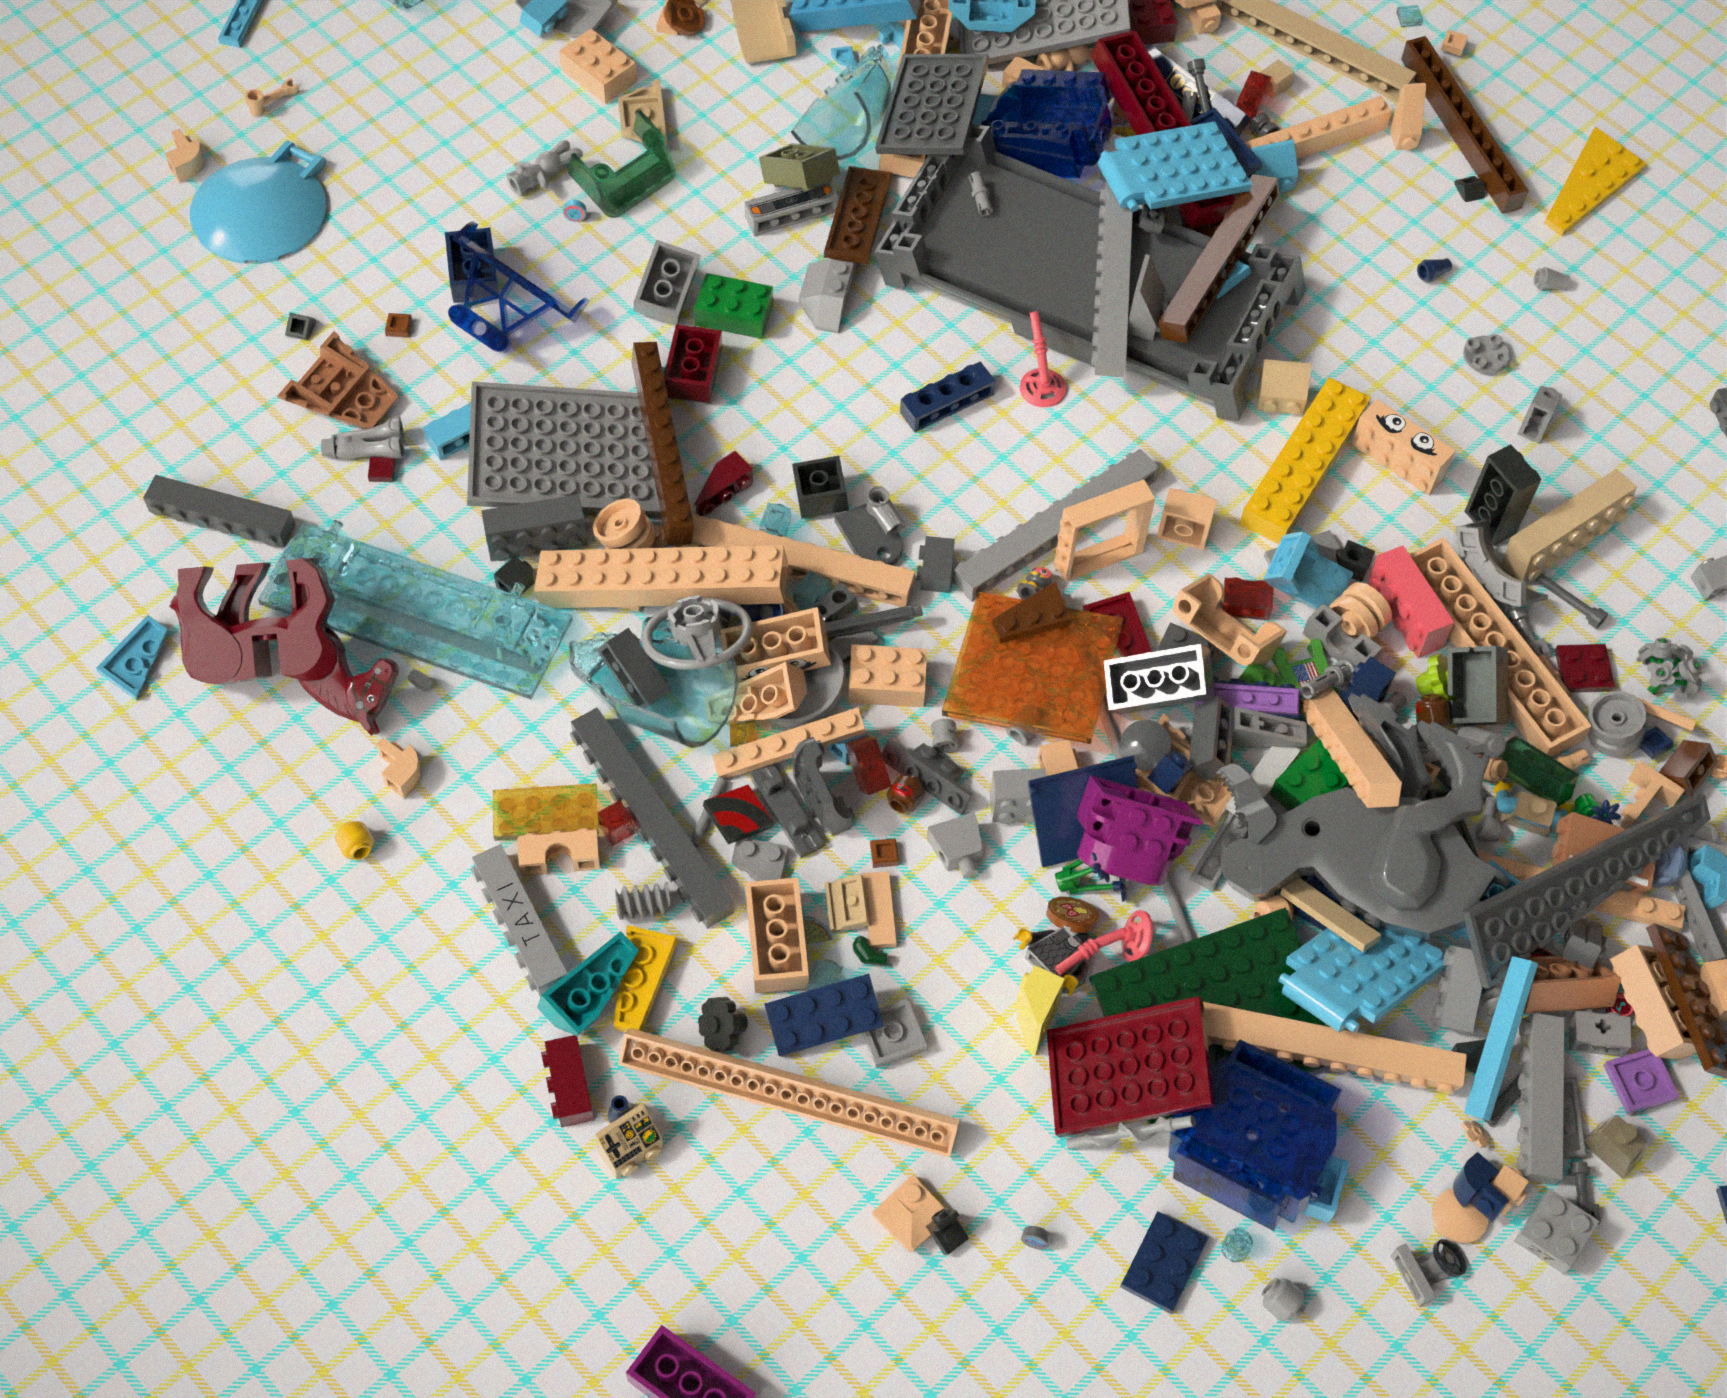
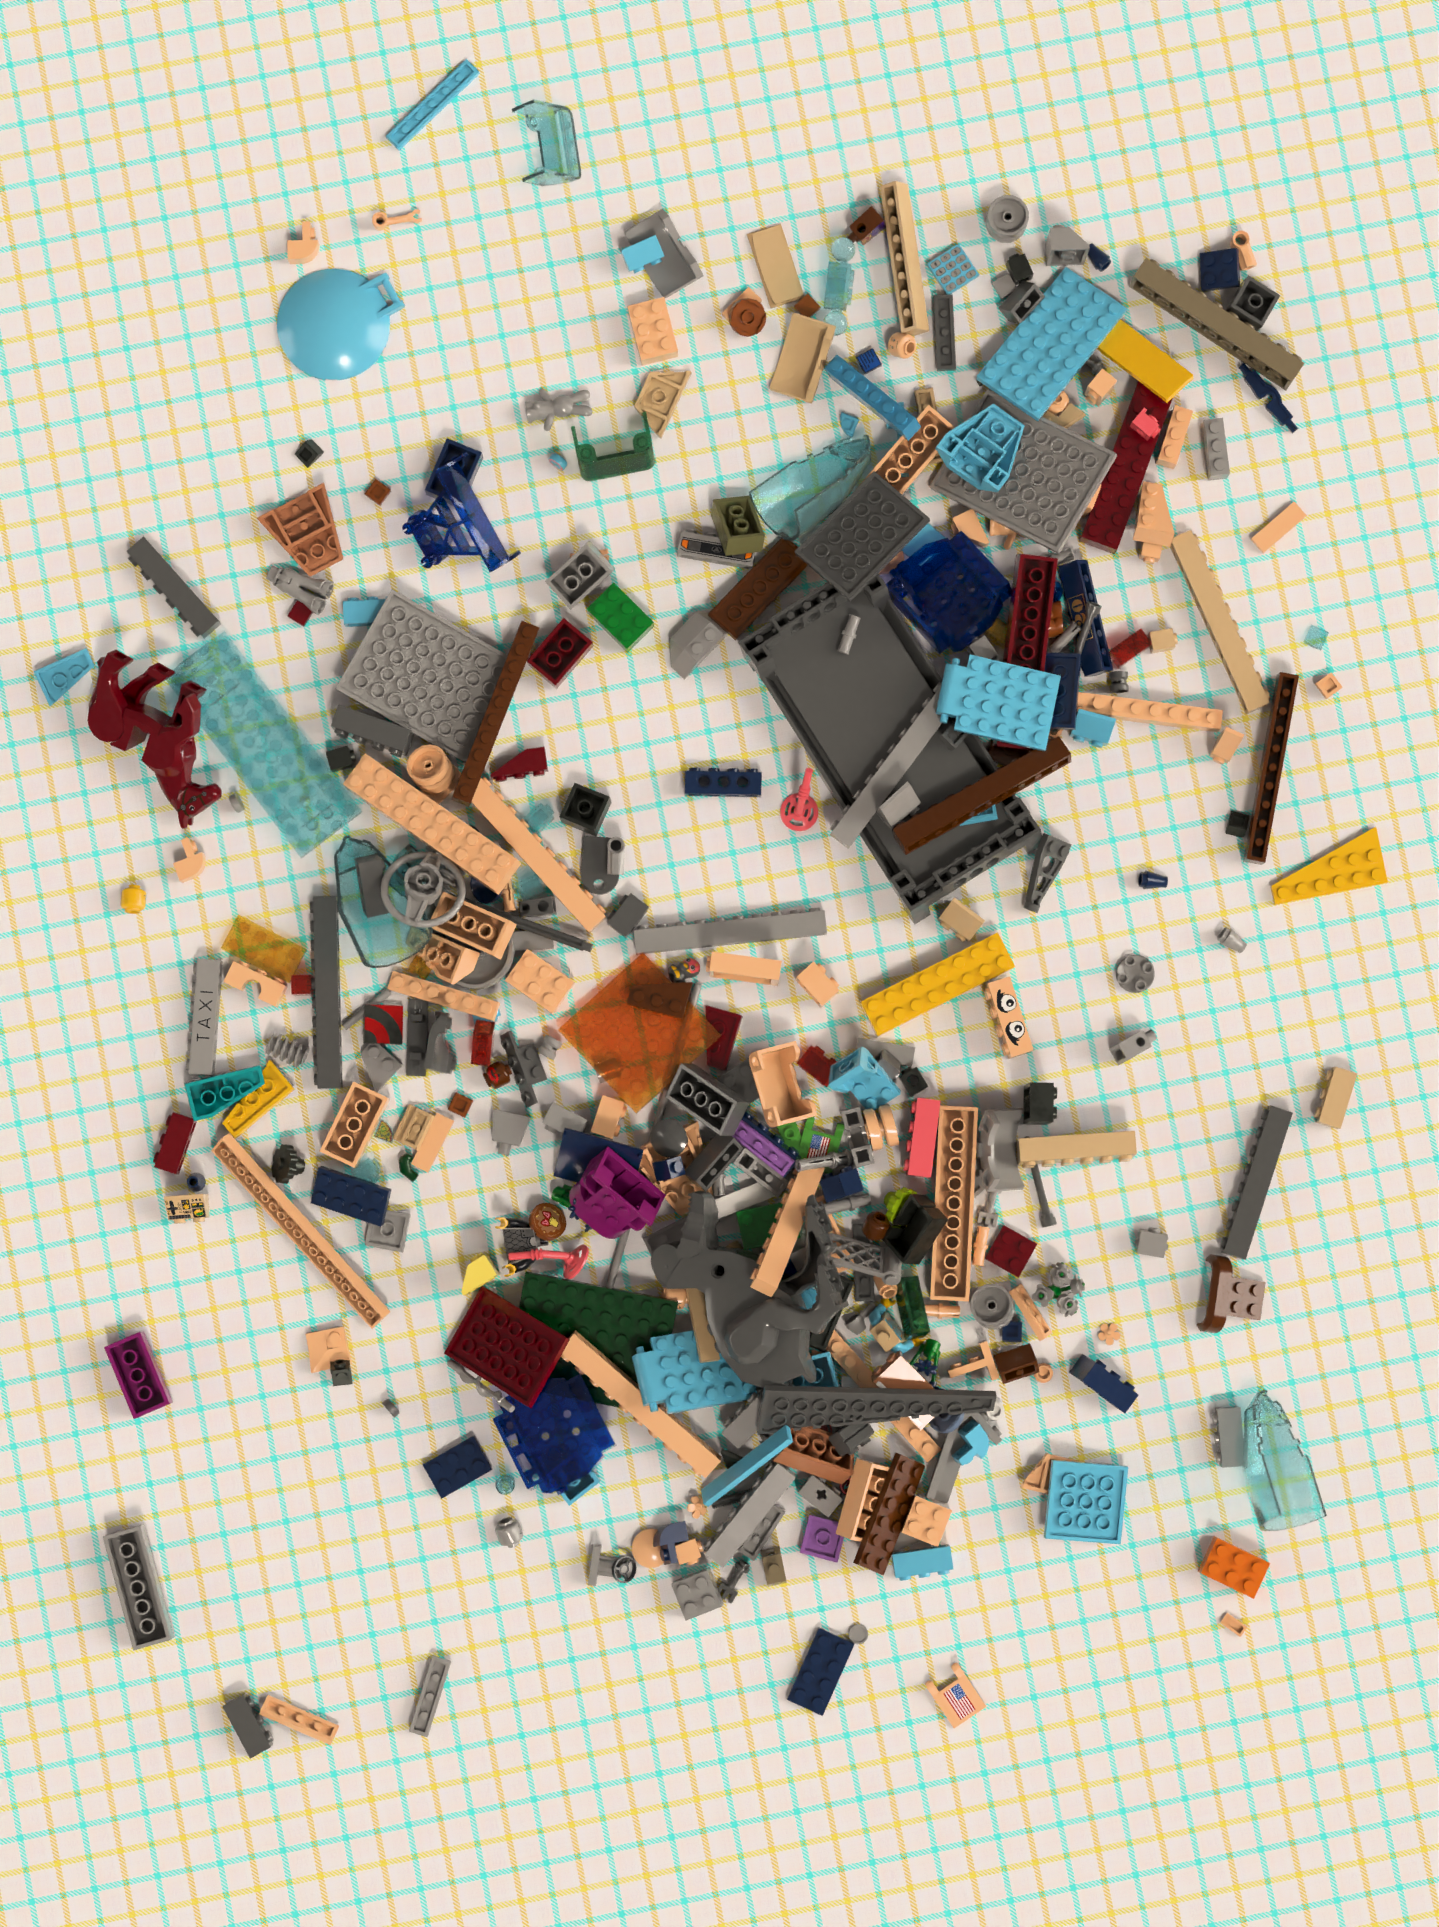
camera: 35 degrees right, 25 degrees up
(1321, 288) = (1050, 847): none -> dark grey plate

